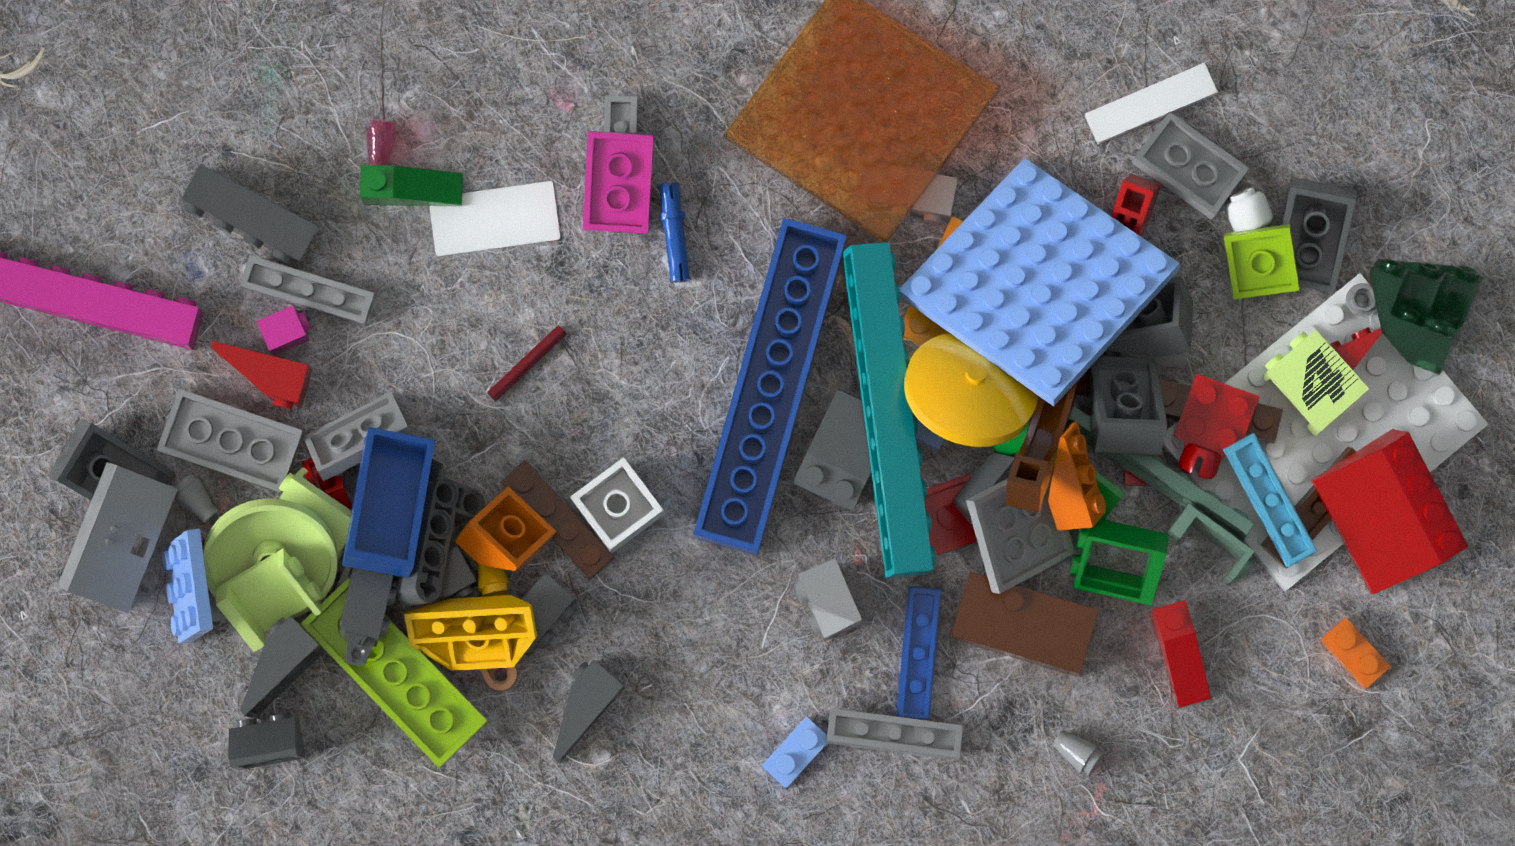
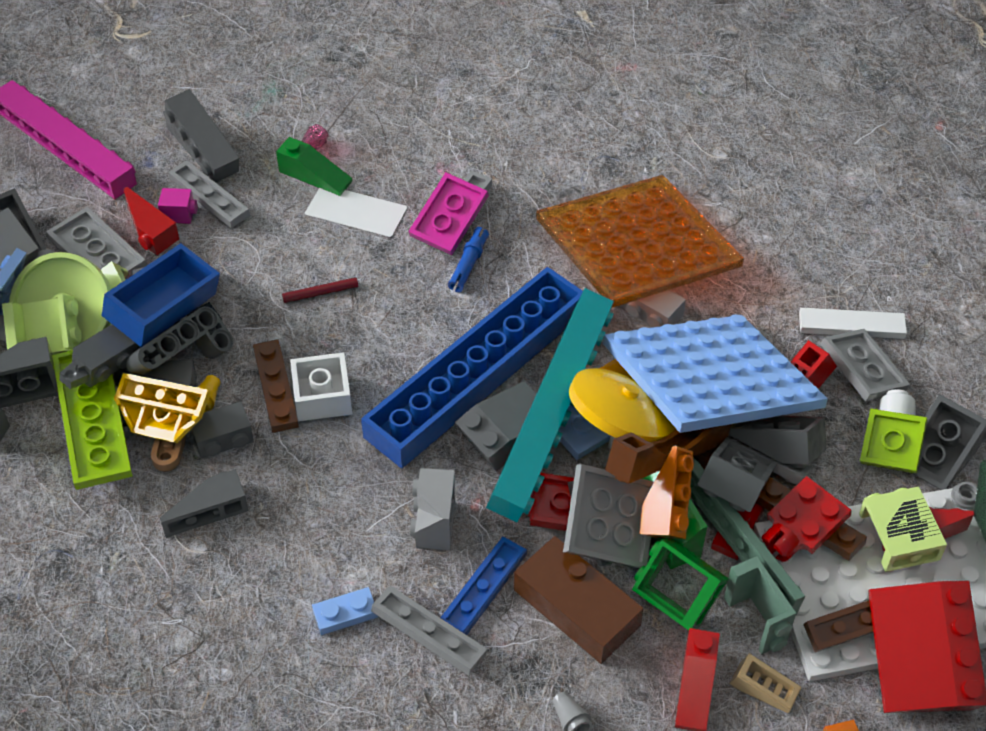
camera: 25 degrees right, 30 degrees down
(505, 533) = (233, 363): orange slope -> none
(1218, 619) = (753, 688): none -> tan slope
(1270, 500) = (826, 588): medium azure tile -> none

